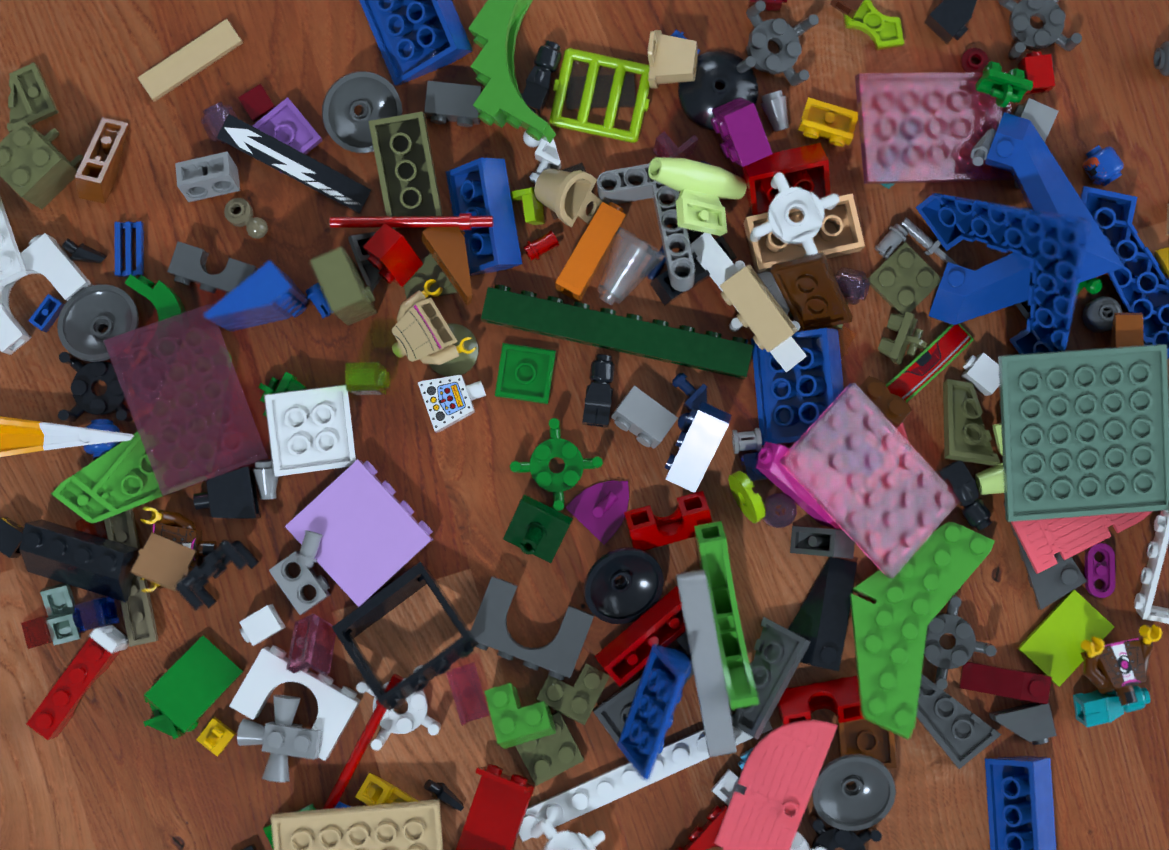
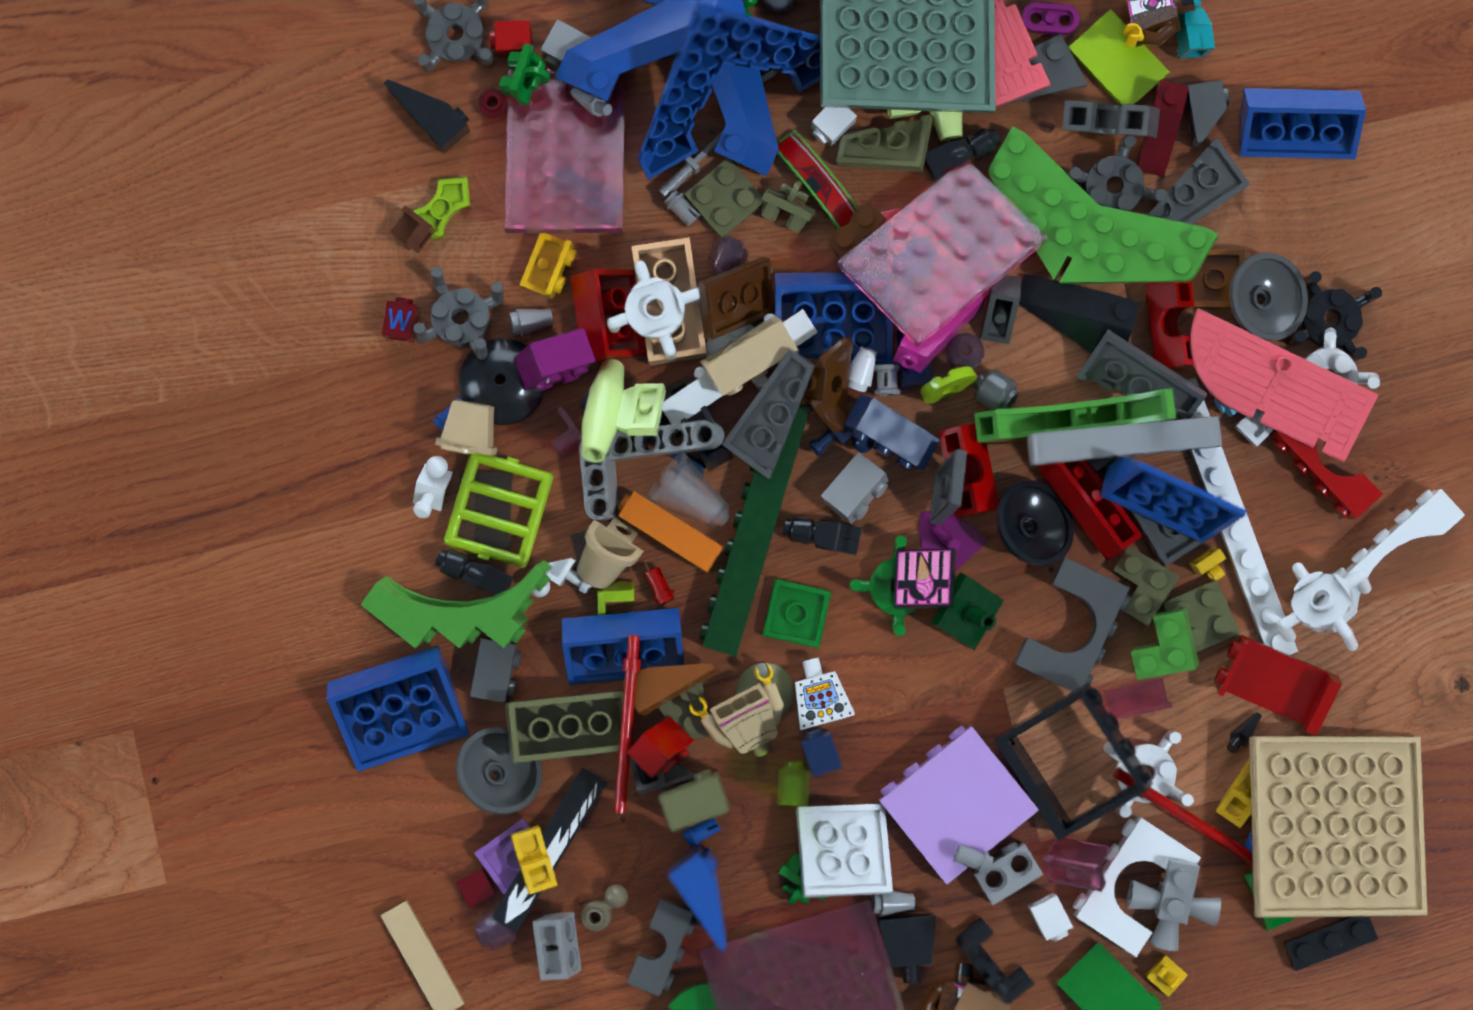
camera: 85 degrees left, 0 degrees up
(283, 148) = (533, 859): none -> yellow slope
(397, 400) = (820, 752): none -> dark blue brick
(564, 486) = (924, 578): none -> tile
(599, 752) = (1209, 563): none -> yellow tile
(616, 32) = (431, 486): none -> white piece
(650, 502) = (948, 487): none -> dark grey tile
(700, 330) = (768, 419): none -> dark grey wing
(738, 382) = (829, 384): none -> reddish brown piece
(745, 542) = (996, 390): none -> dark grey head
(754, 416) = (862, 369): none -> white cone
(1010, 632) = (1111, 119): none -> dark grey arch

